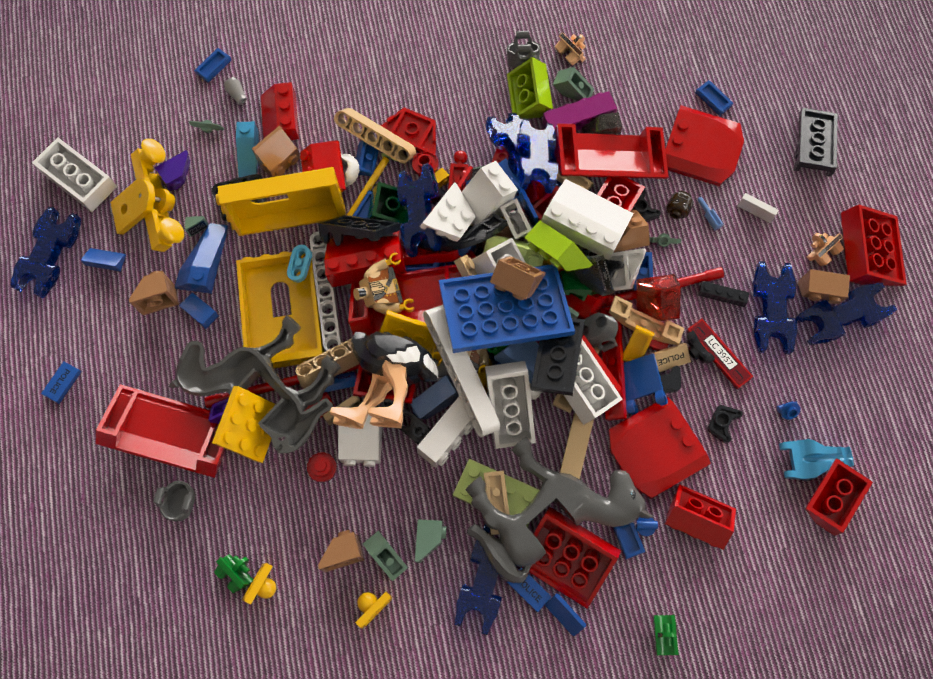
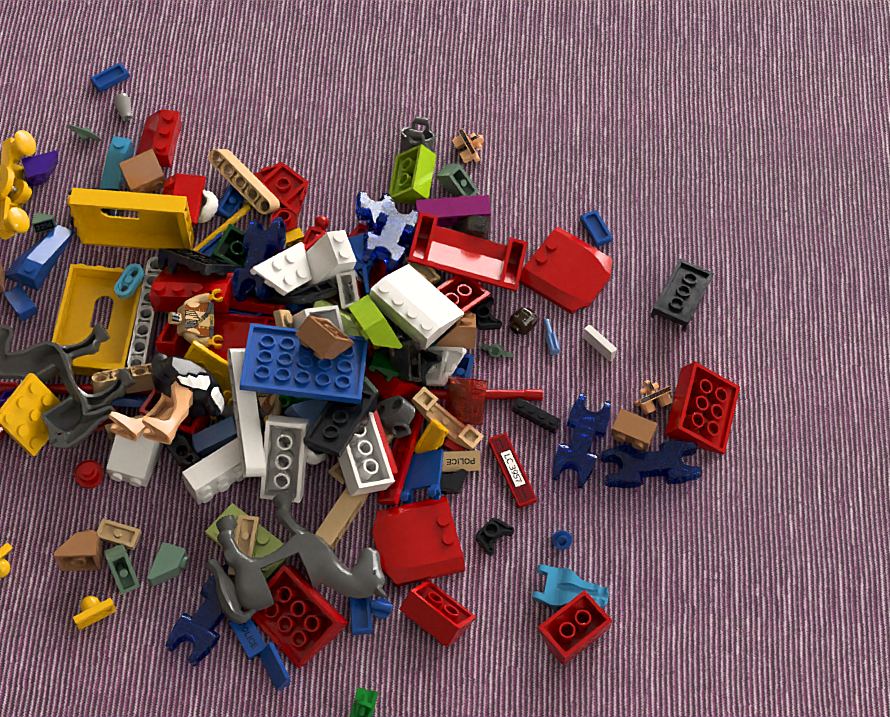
camera: 10 degrees right, 10 degrees down
(370, 520) = (118, 533): none -> tan plate
(697, 350) = (489, 459): black piece -> none

